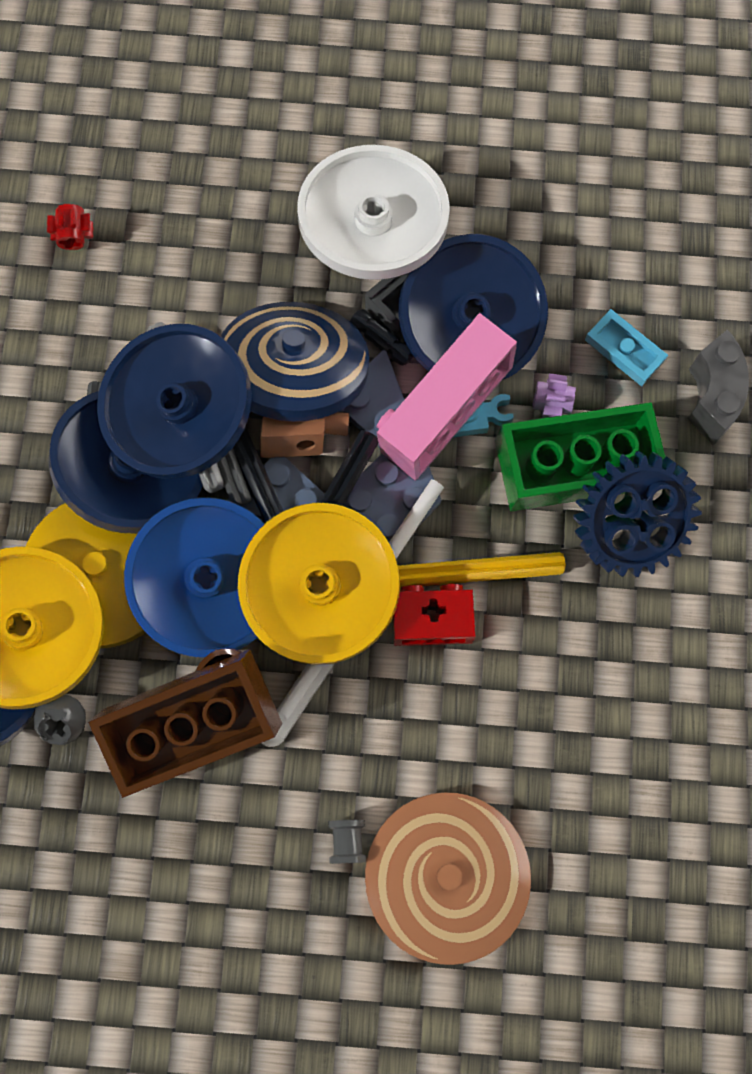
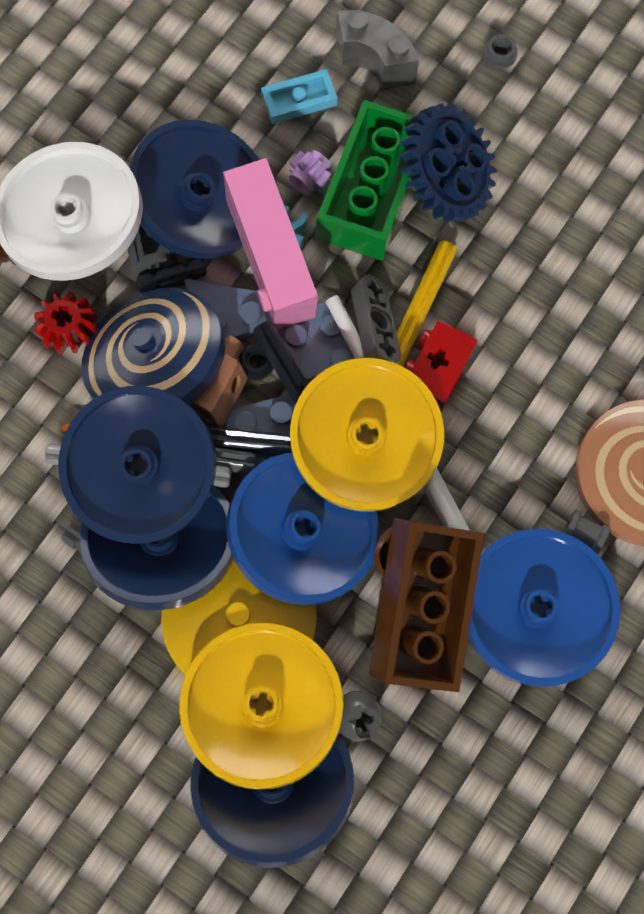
camera: 60 degrees left, 0 degrees up
(246, 835) = (543, 608): none -> blue dish
(285, 261) = (57, 312): none -> red gear
(338, 444) = (251, 352): none -> black plate
(455, 535) = (370, 303): none -> dark grey beam

